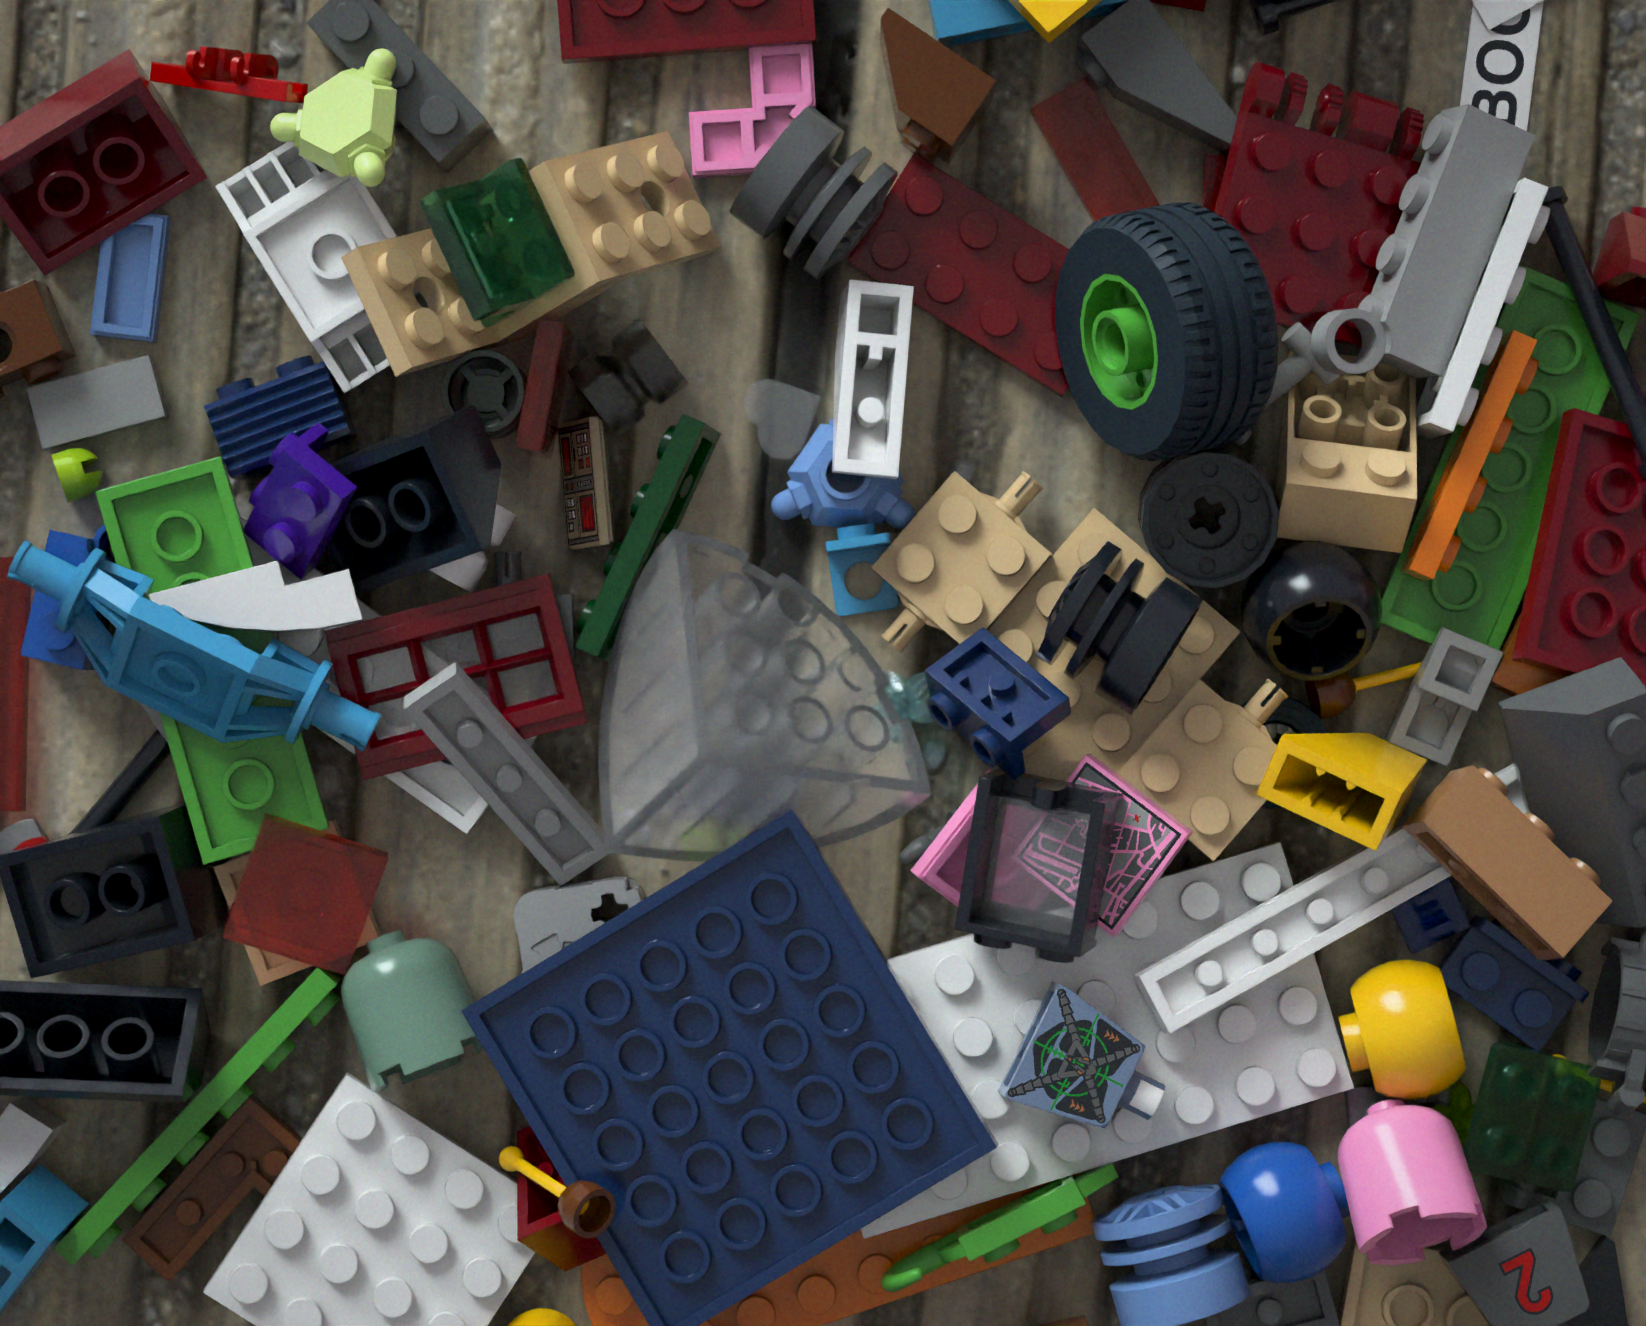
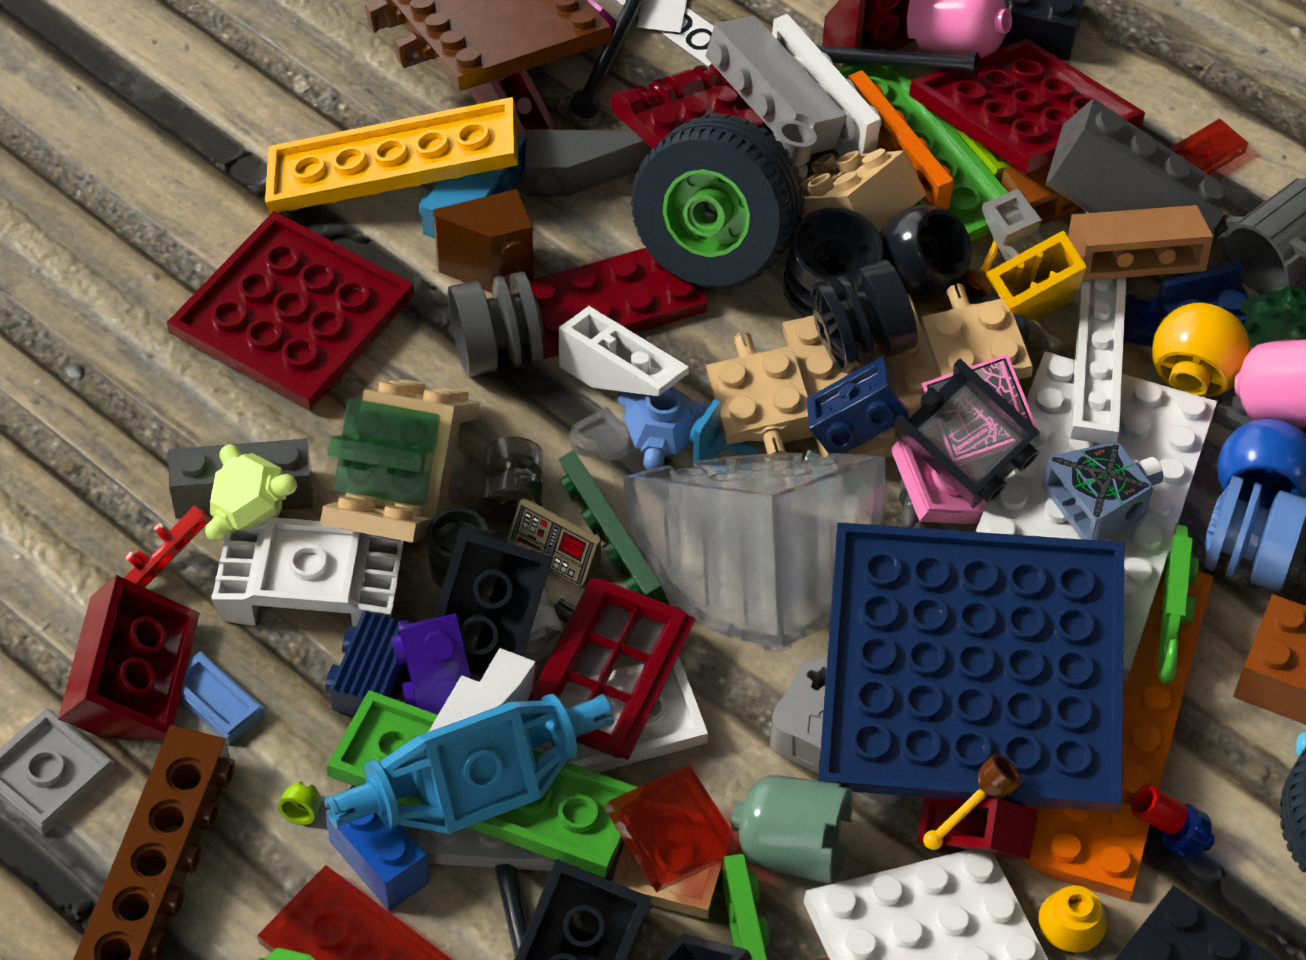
camera: 55 degrees left, 35 degrees down
(97, 402) = (270, 764): light grey tile -> none
(506, 773) = (690, 671): light grey plate -> none
(545, 389) = (474, 491): clear red tile -> none
(737, 139) = (428, 330): bright pink tile -> none
(1092, 152) = (588, 218): clear red tile -> none

